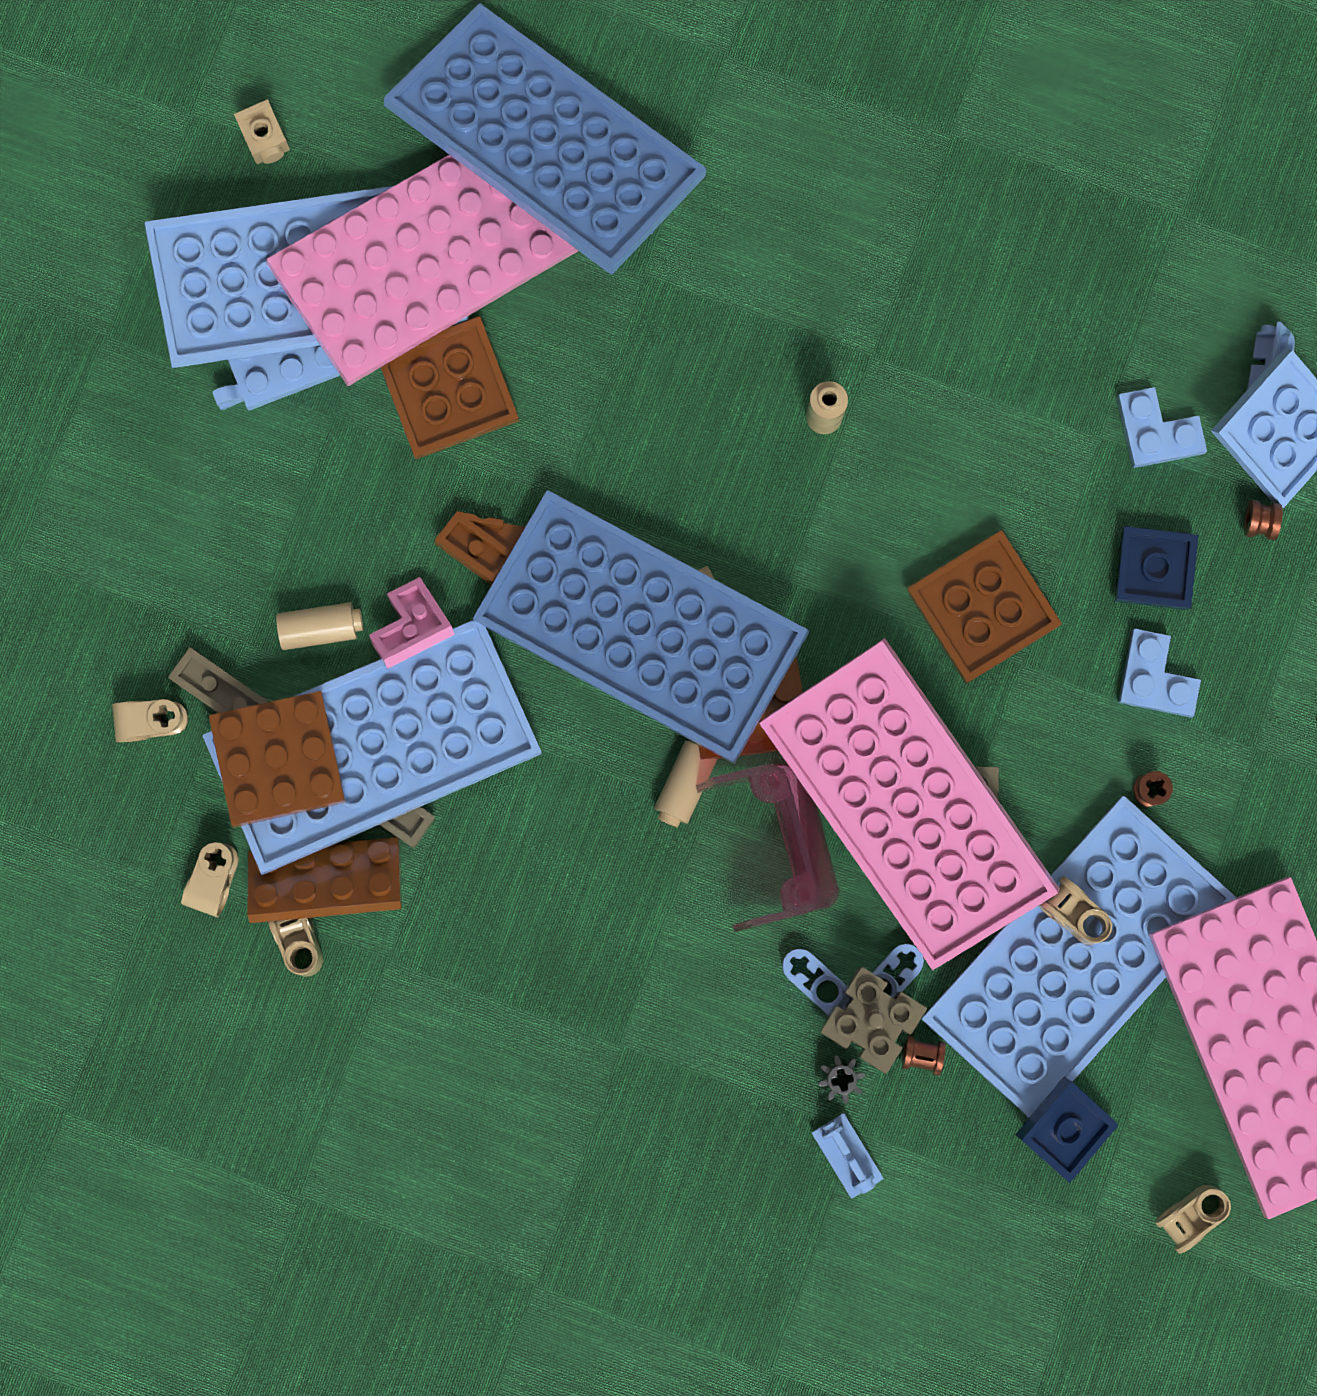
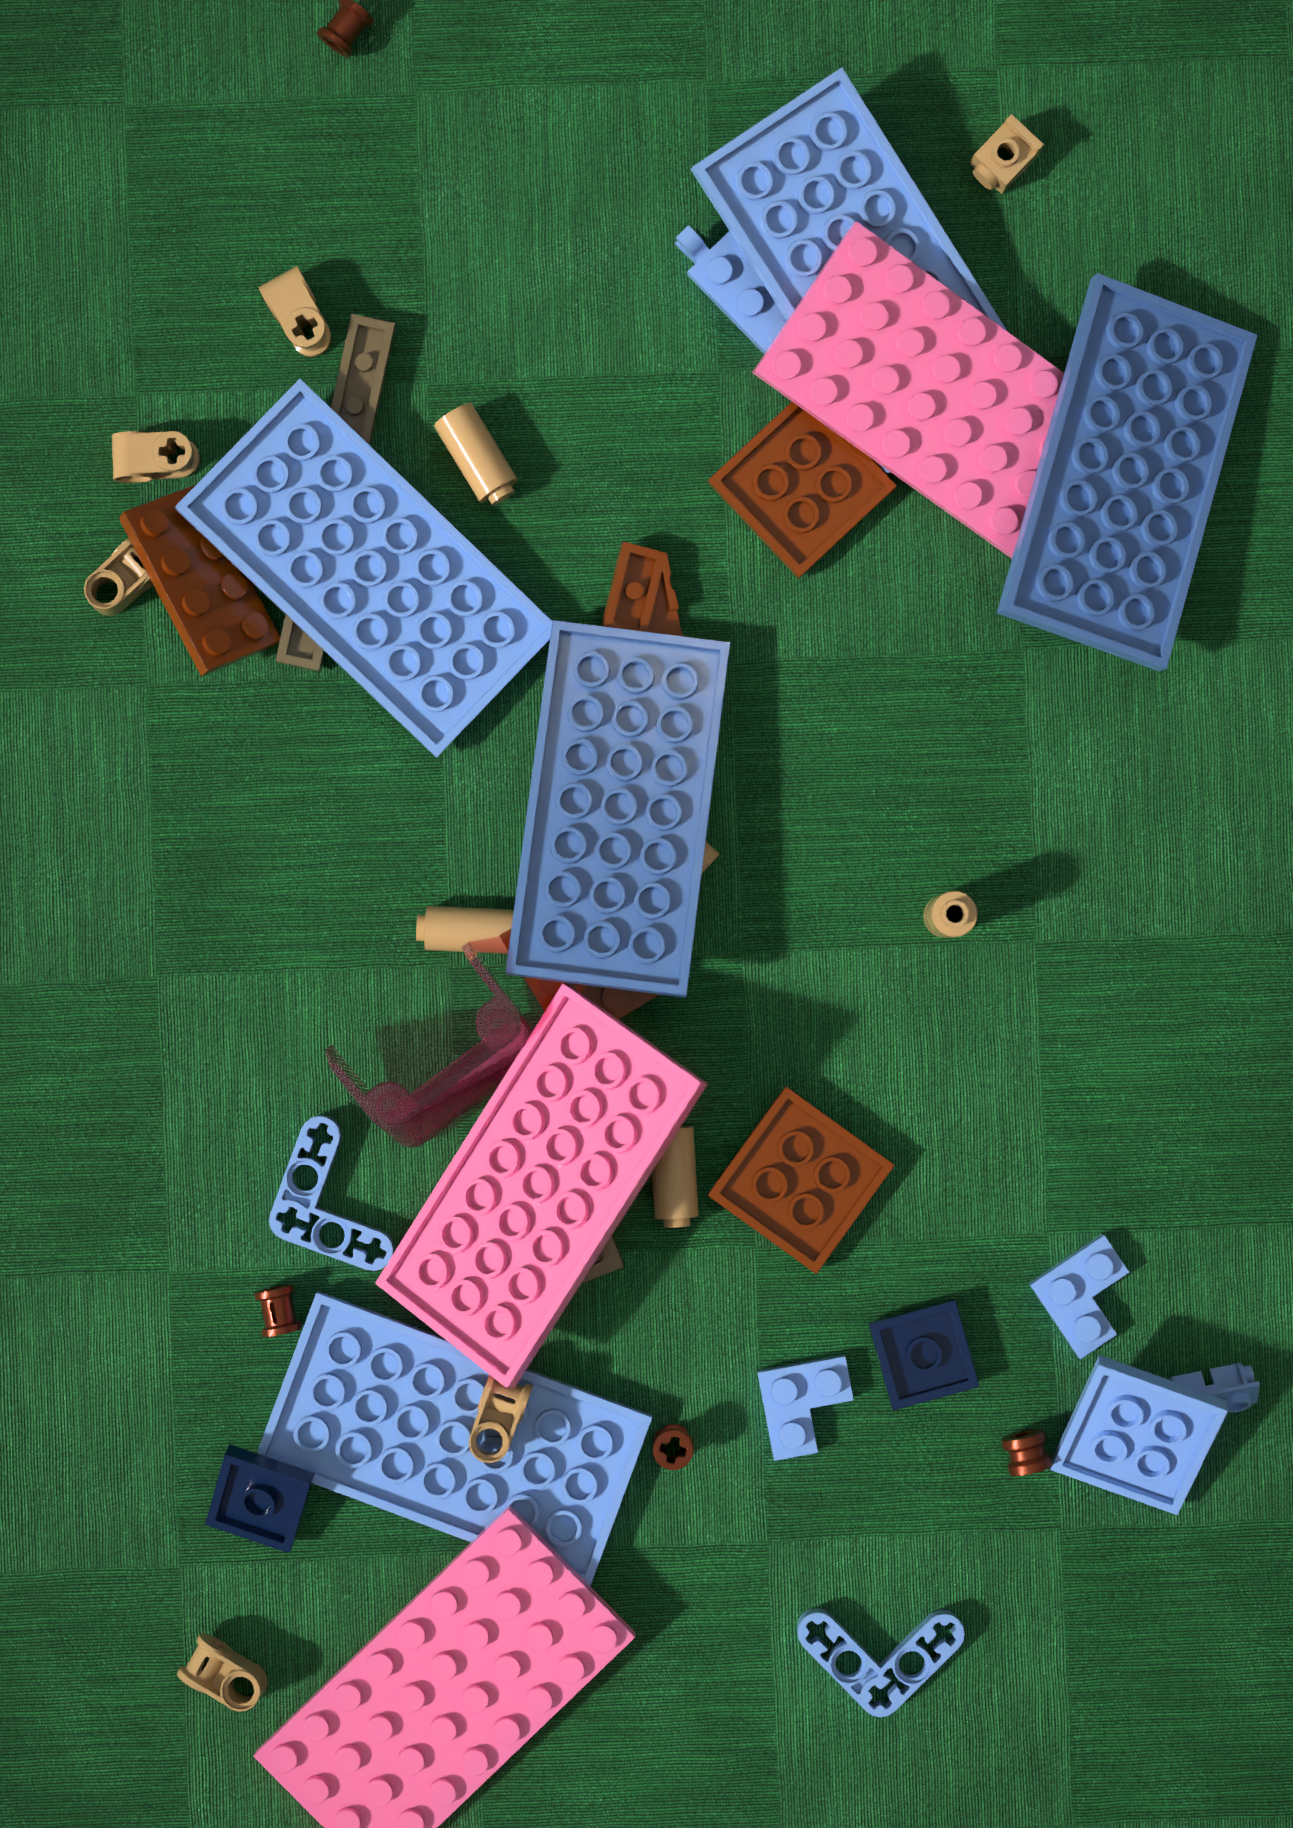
camera: 70 degrees right, 5 degrees up
(276, 759) = (306, 471): dark orange plate -> none
(419, 626) = (516, 565): bright pink plate -> none
(832, 1073) = (226, 1235): flat silver gear -> none
(847, 1156) = (136, 1271): light blue hinge -> none
(872, 1019) = (289, 1239): dark tan brick -> none
(952, 704) = (676, 1181): none -> tan brick

